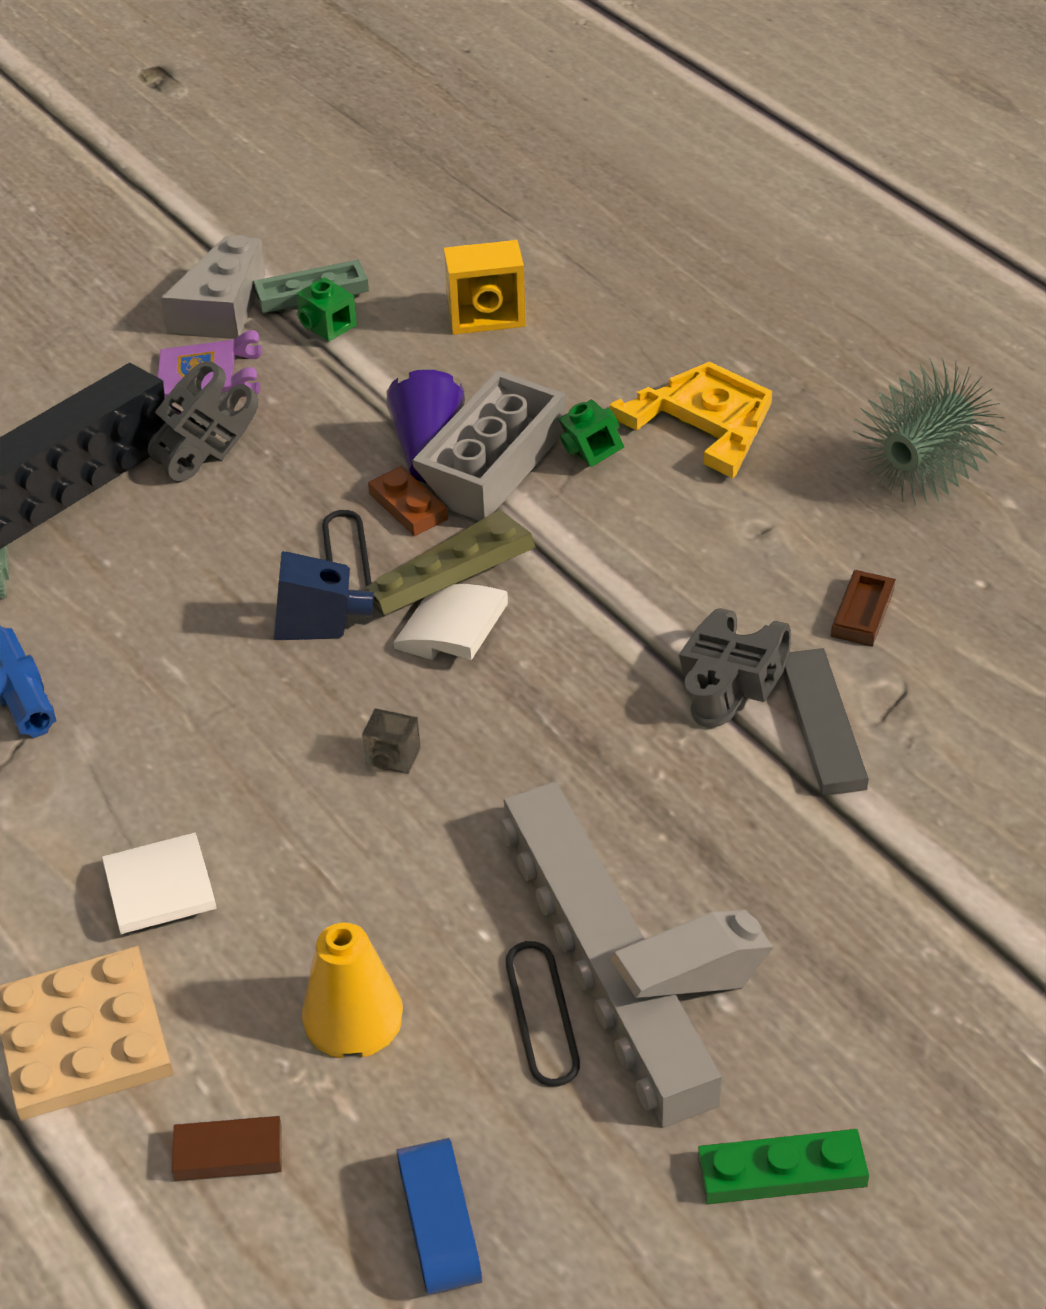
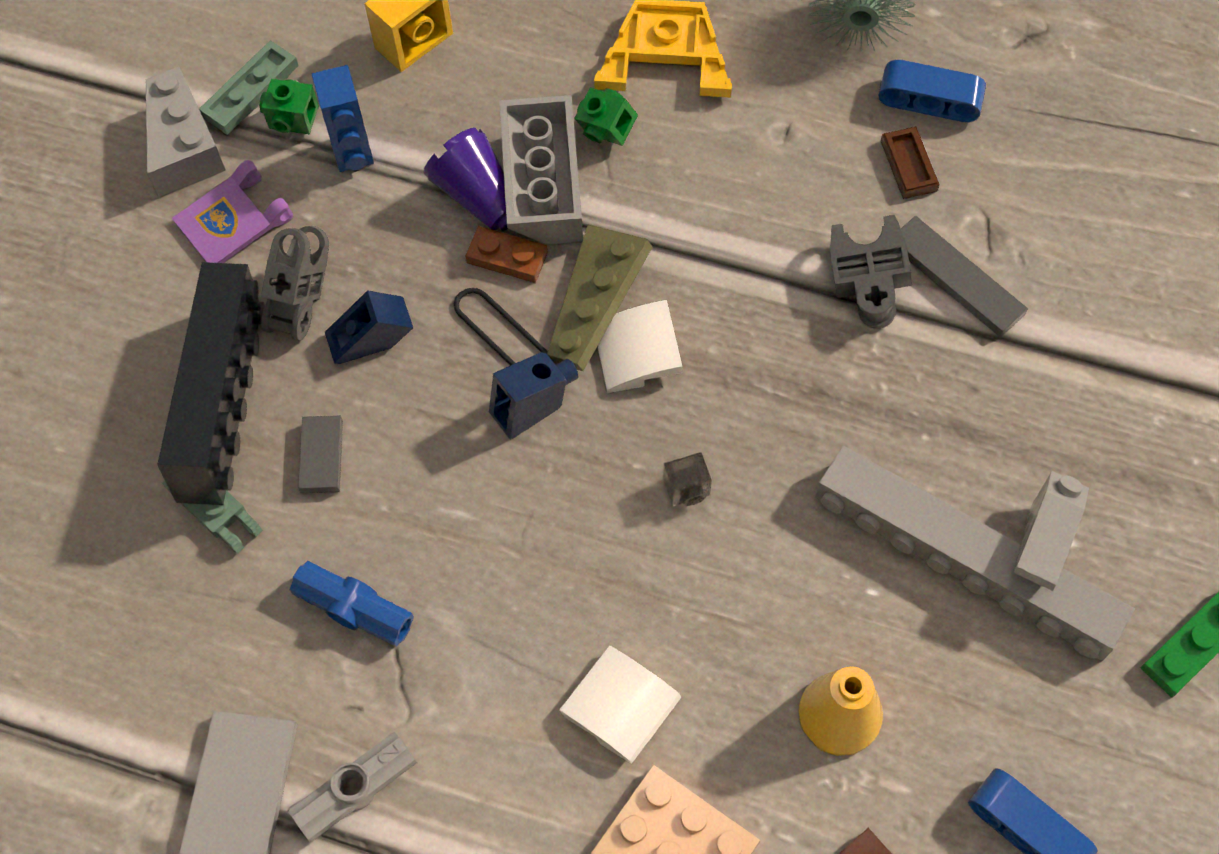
camera: 35 degrees left, 20 degrees up
(105, 566) = (320, 454): none -> dark grey tile
(235, 491) = (368, 327): none -> dark blue slope
(349, 324) = (343, 118): none -> blue brick
(522, 1020) = (952, 641): black piece -> none
(939, 557) = (932, 90): none -> blue beam

